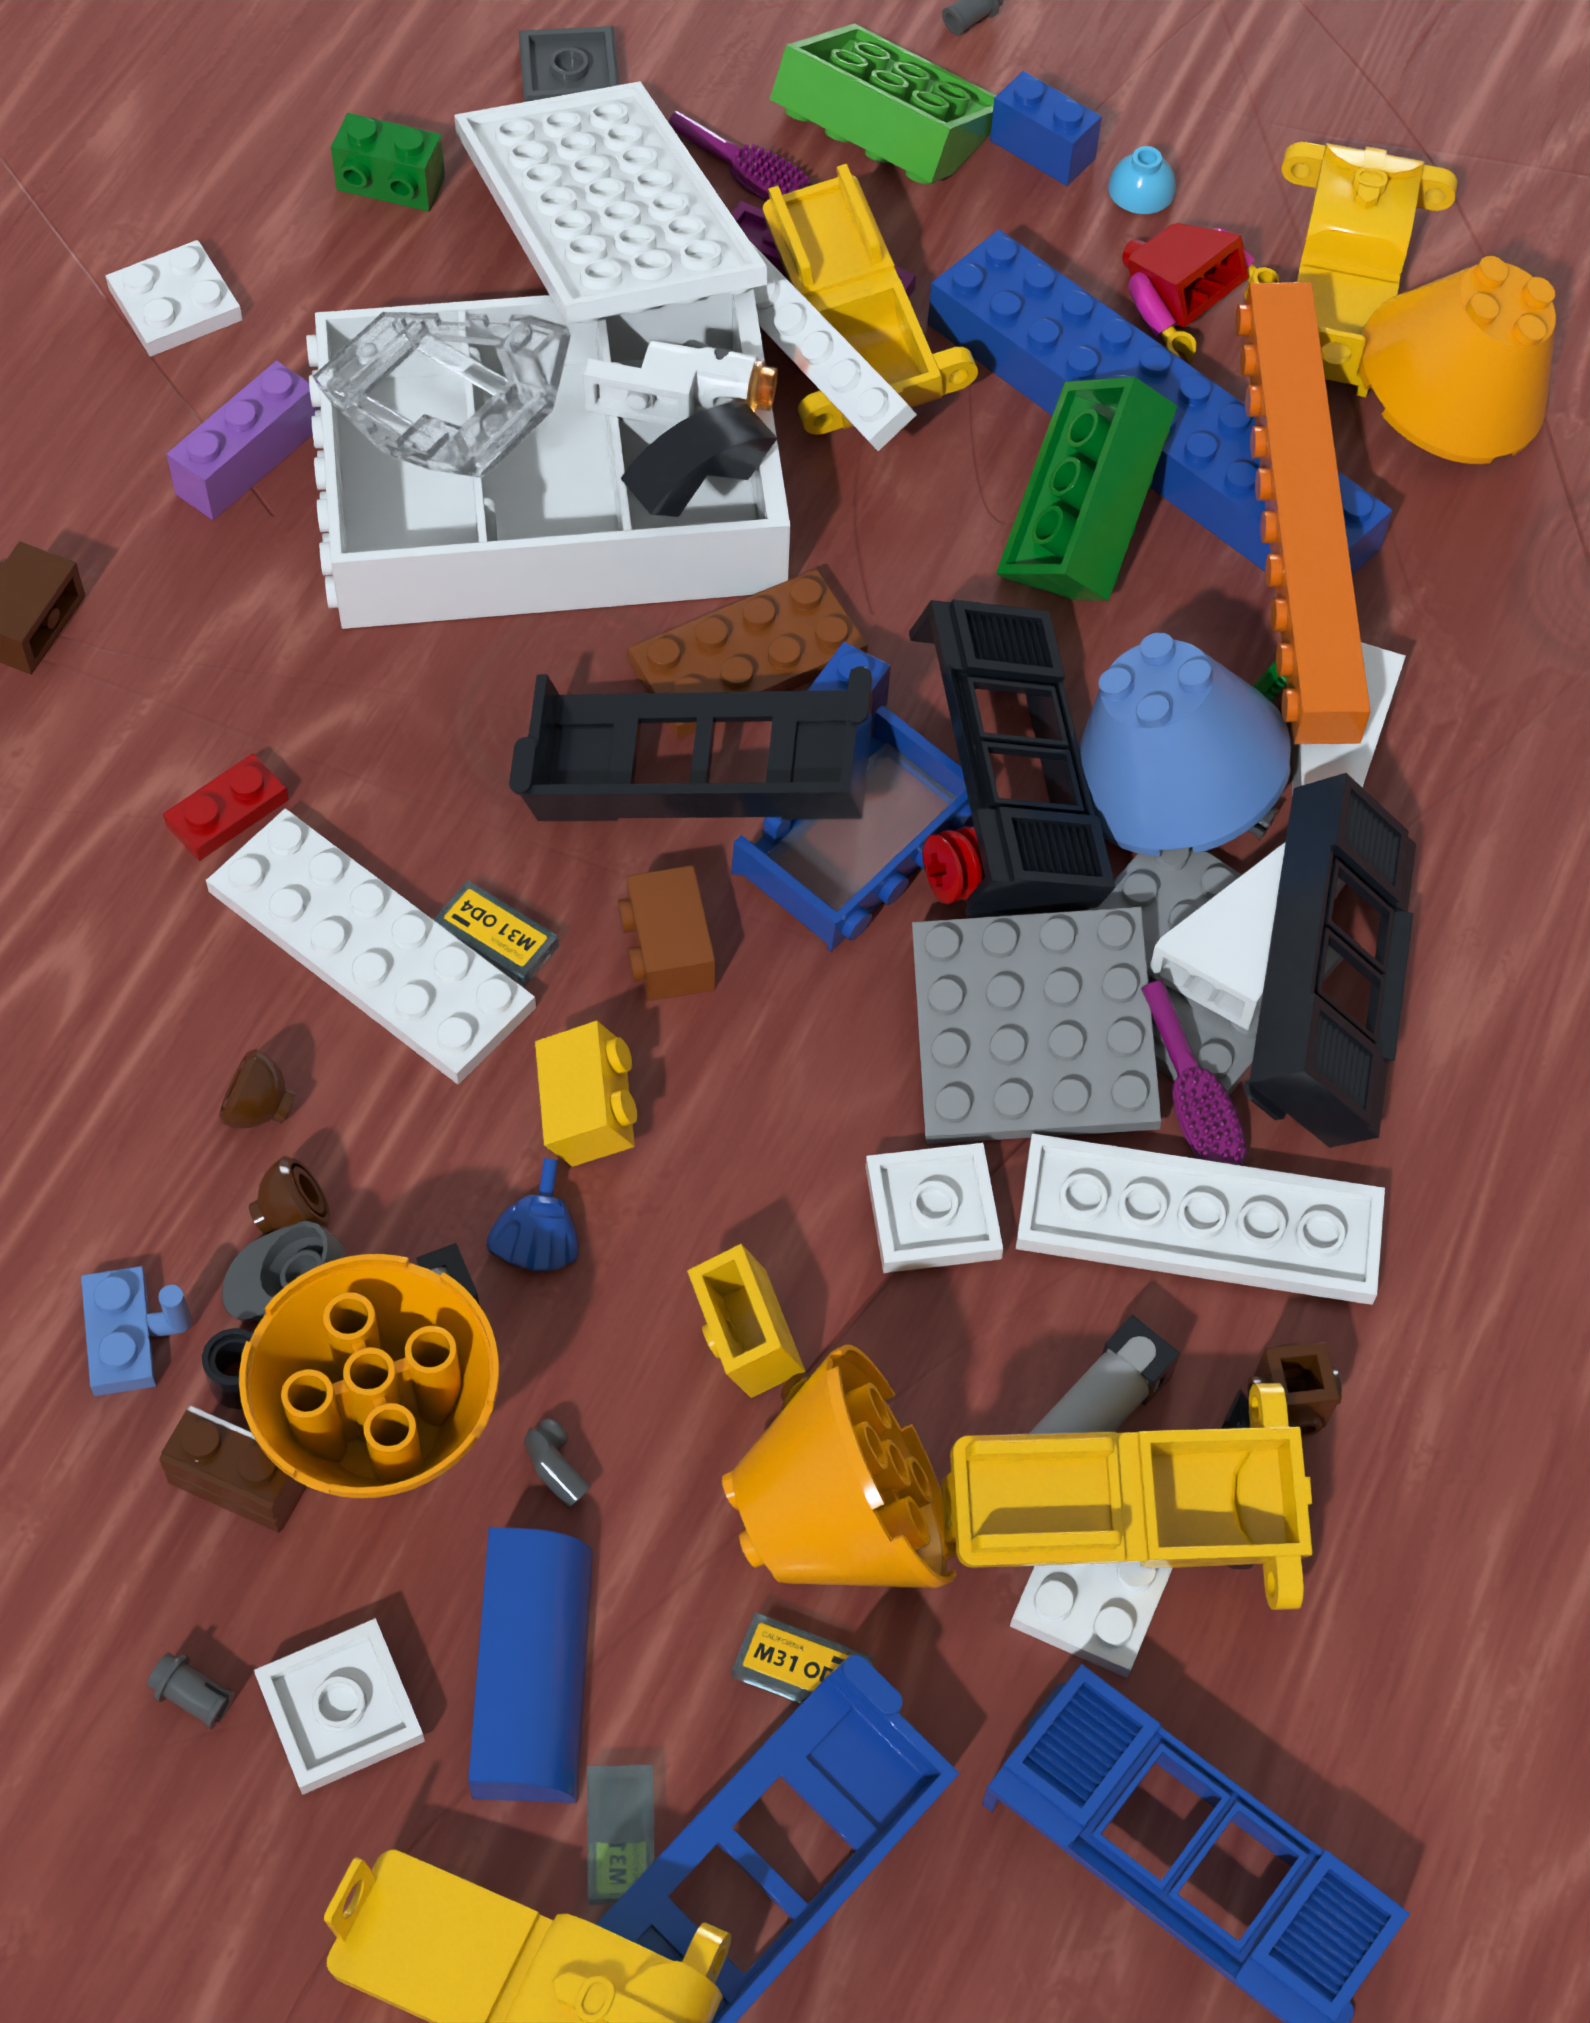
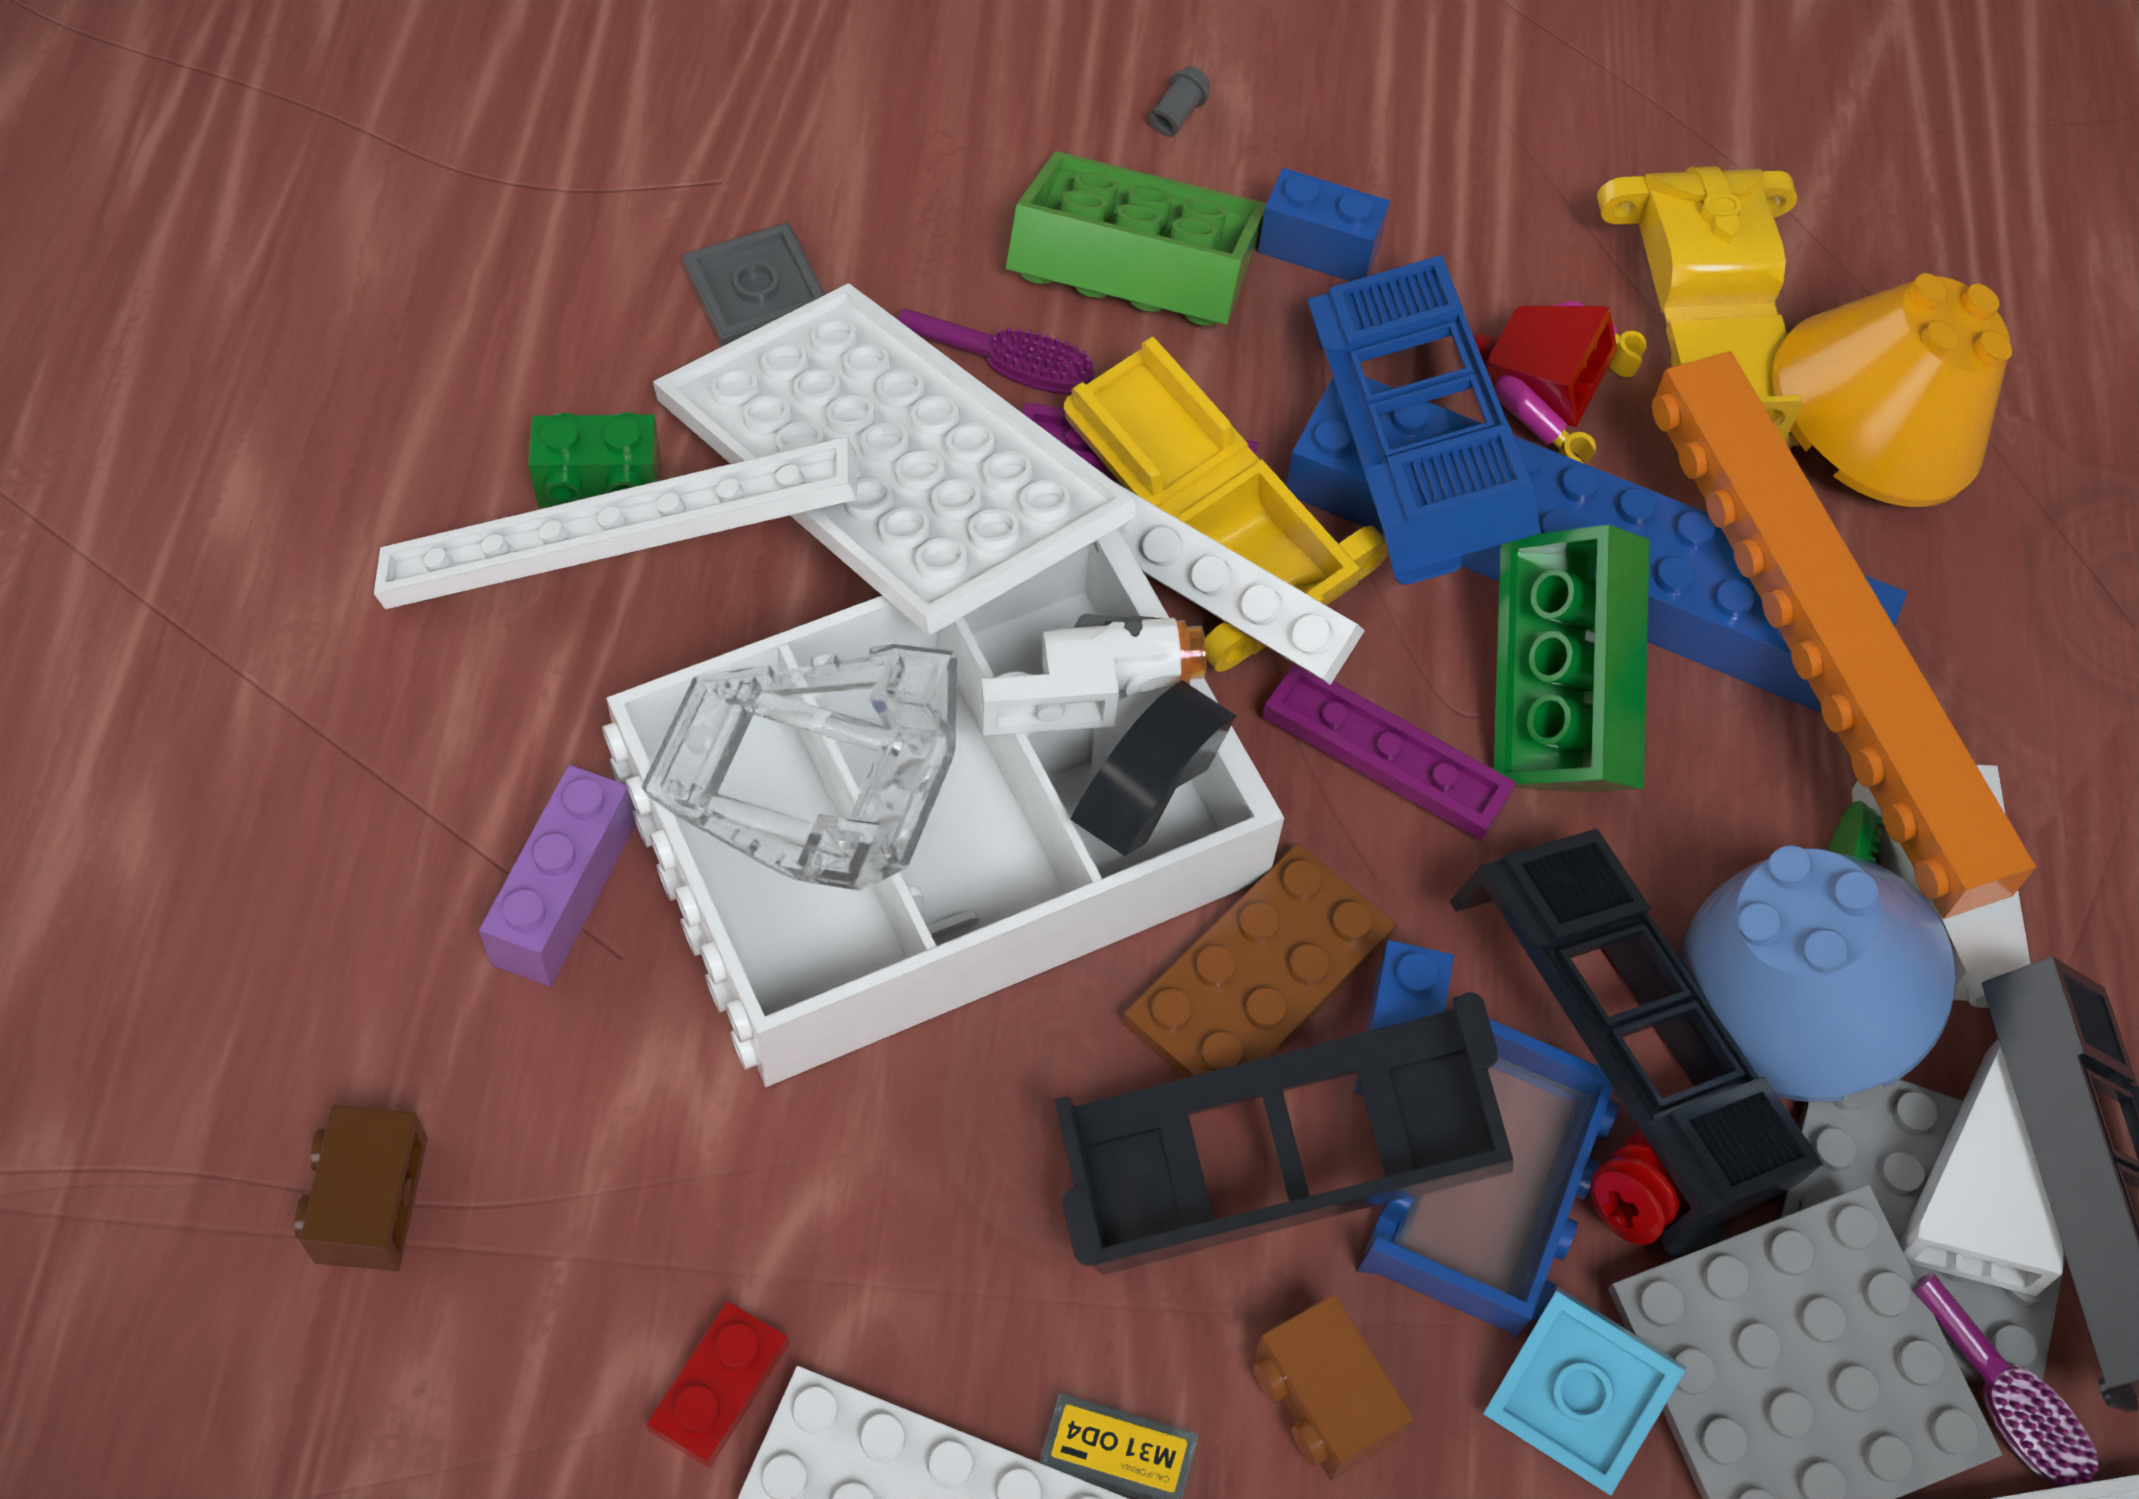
camera: 20 degrees left, 0 degrees up
(174, 298) = (395, 704): white plate -> none
(379, 200) = (618, 523): none -> white plate
(857, 986) = (1585, 1391): none -> medium azure plate
(919, 523) = (1390, 751): none -> magenta plate
(1045, 330) = (1447, 490): none -> blue piece
(1142, 182) = (1461, 253): medium azure brick -> none

